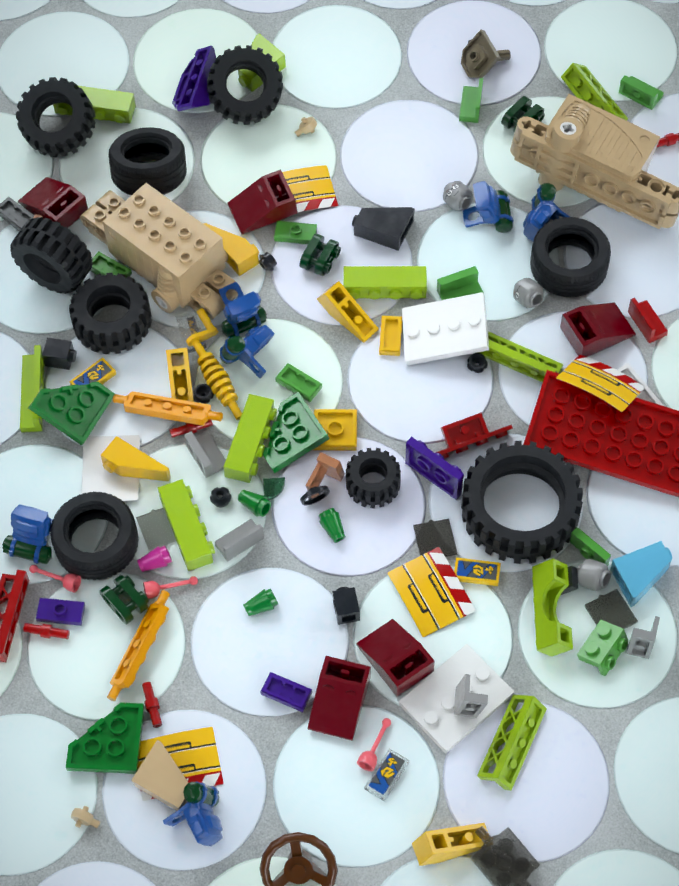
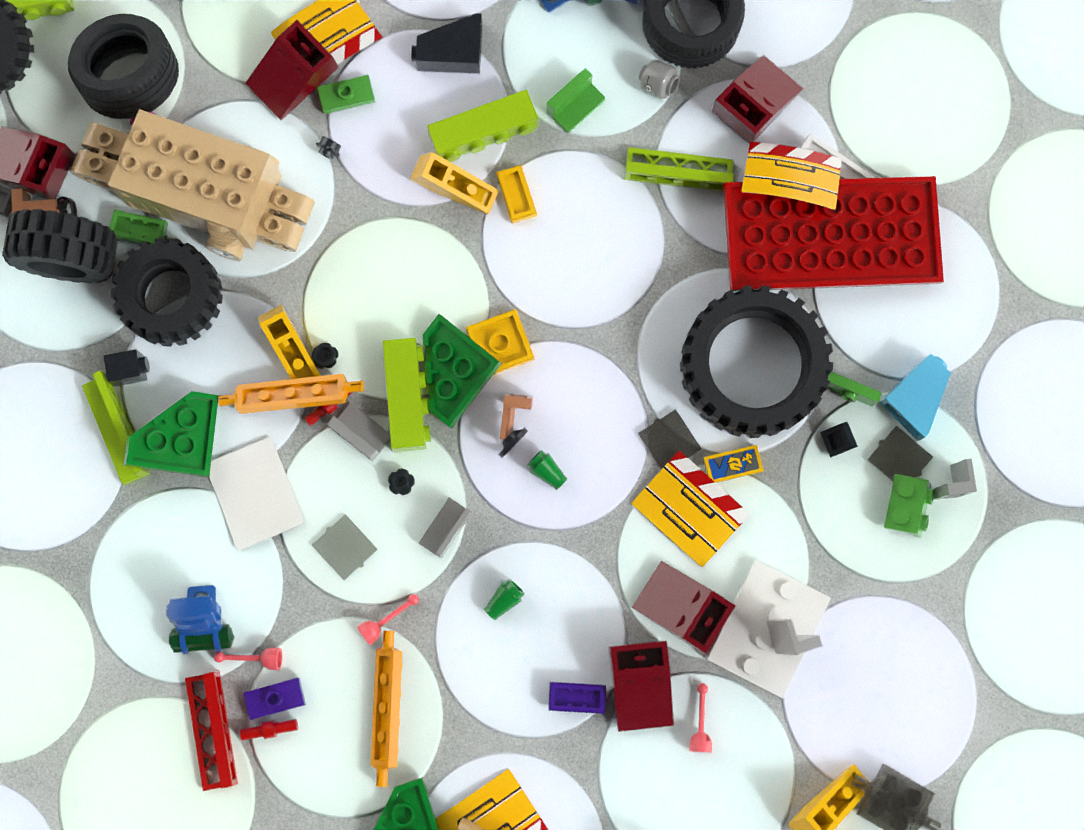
camera: 25 degrees left, 20 degrees up
(86, 508) = (235, 588): black tyre -> none
(98, 372) = (181, 379): tile -> none
(131, 462) = (273, 480): yellow slope -> none
(136, 599) = (337, 641): dark green brick -> none
(152, 704) = (430, 772): red bar -> none
(155, 559) = (359, 591): dark pink cone -> none
(186, 525) = (375, 536): lime brick -> none
(188, 325) = (274, 276): clear tile -> none
(213, 371) = (317, 317): yellow piece -> none
(241, 254) = (291, 149): yellow slope -> none
(242, 312) = (329, 234): blue piece -> none
(246, 348) = (356, 278): blue piece -> none
(256, 503) = (444, 475): green cone -> none
(273, 487) = (457, 446): clear green tile -> none
(298, 381) = (433, 298): bright green plate -> none
(324, 262) = (400, 105): dark green brick -> none
(346, 605) = (602, 565): black brick -> none
(373, 462) = (575, 371): black tyre -> none
(386, 774) = (727, 750): tile -> none
(434, 467) = (640, 356): dark purple plate -> none
(445, 329) = (581, 165): white plate -> none
(468, 431) = (657, 295): red bracket -> none
(477, 358) = (636, 189): black plate -> none
(517, 741) = (858, 660): lime fence -> none
(549, 581) = (822, 454): lime arch -> none
(593, 575) = (867, 421): light grey head -> none
(647, 320) = (809, 65): red panel -> none

